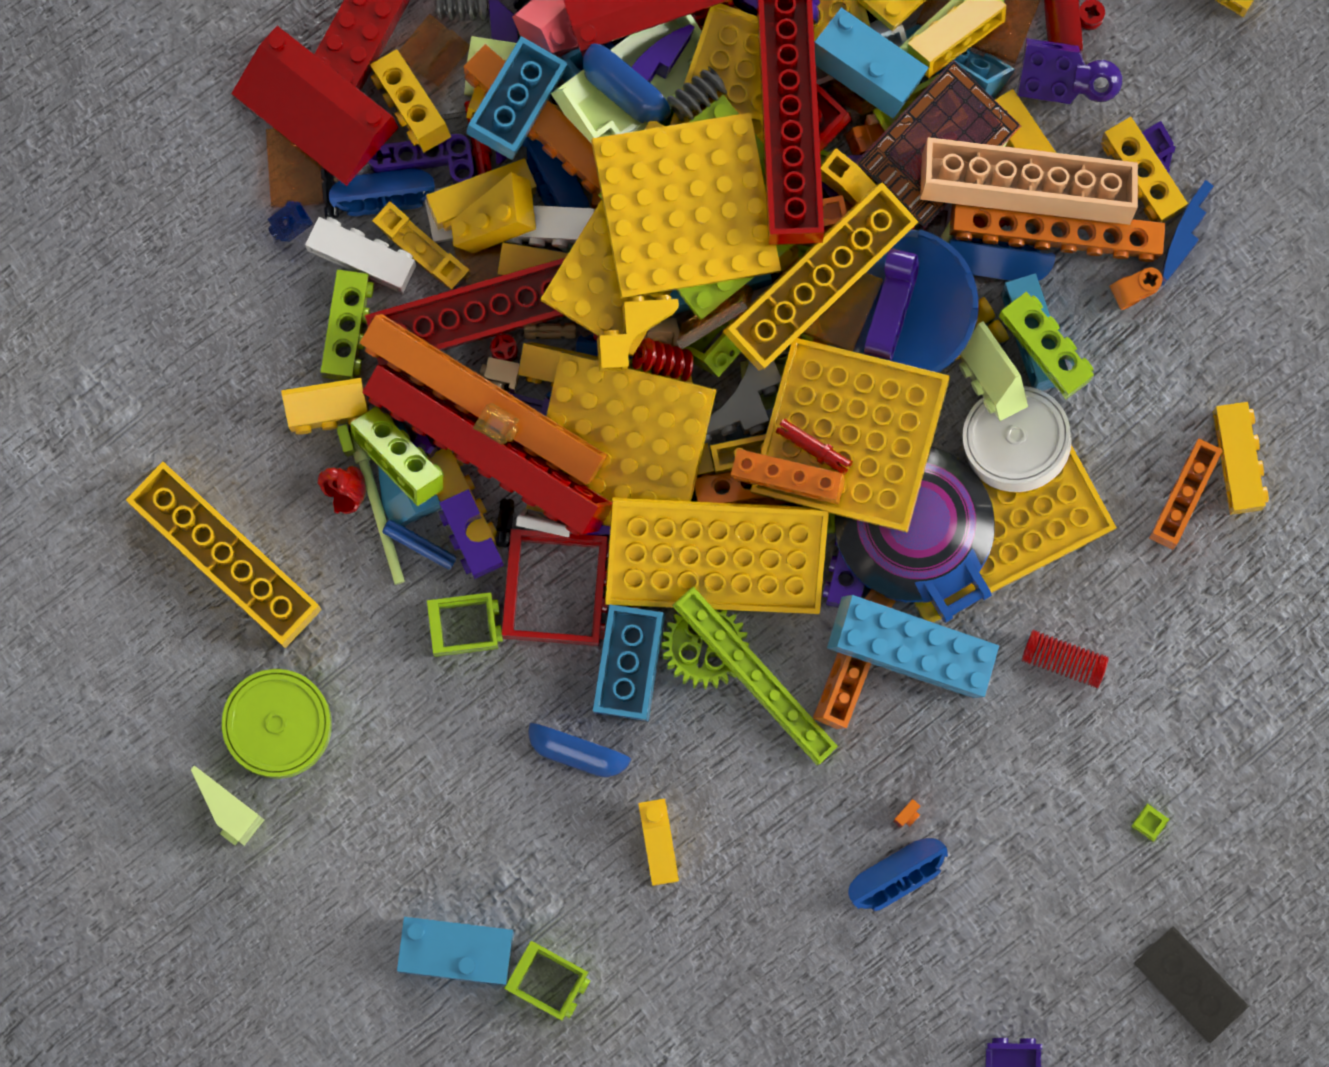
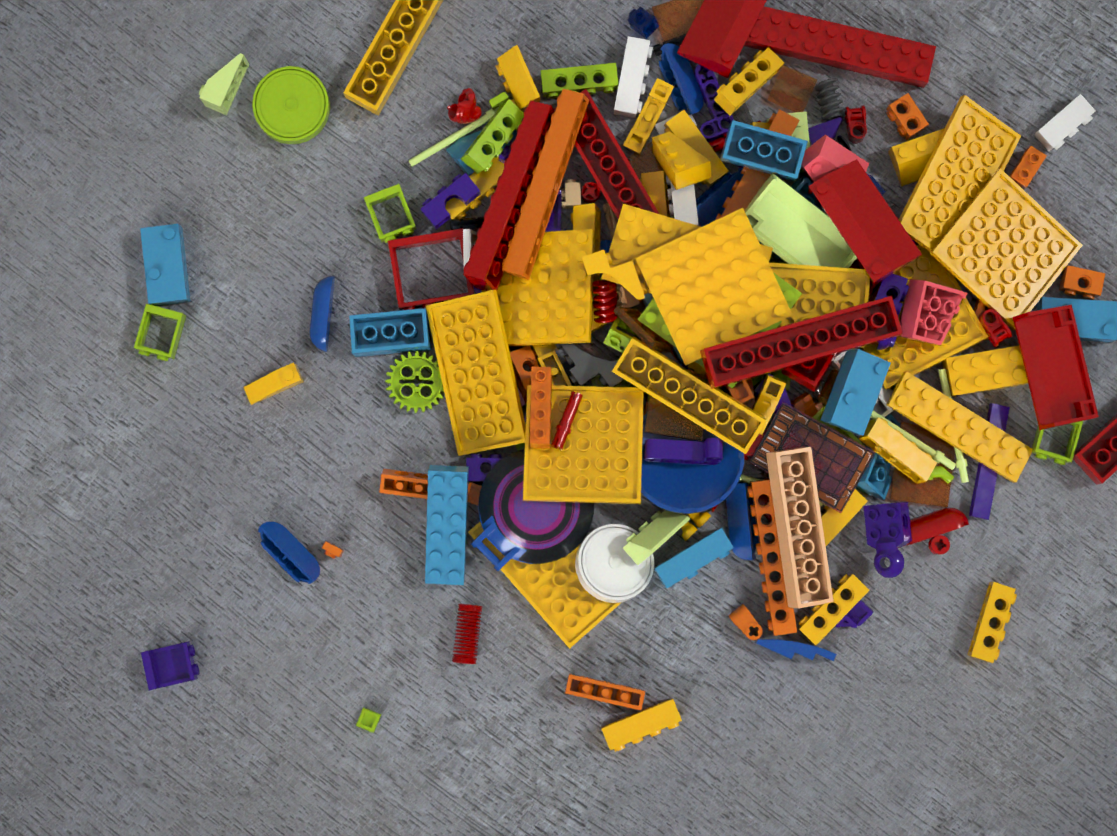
camera: 75 degrees right, 5 degrees up
(419, 544) = (439, 169): blue axle -> none
(497, 424) = (527, 196): clear yellow window -> none
(624, 85) = (791, 222): blue brick -> none
(663, 54) = (819, 243): dark purple slope -> none
(696, 94) = (797, 275): dark grey piece -> none
(755, 676) = (402, 421): lime tile -> none
(1030, 307) = (706, 548): lime brick -> none
(1191, 984) = (262, 774): clear smoke tile -> none

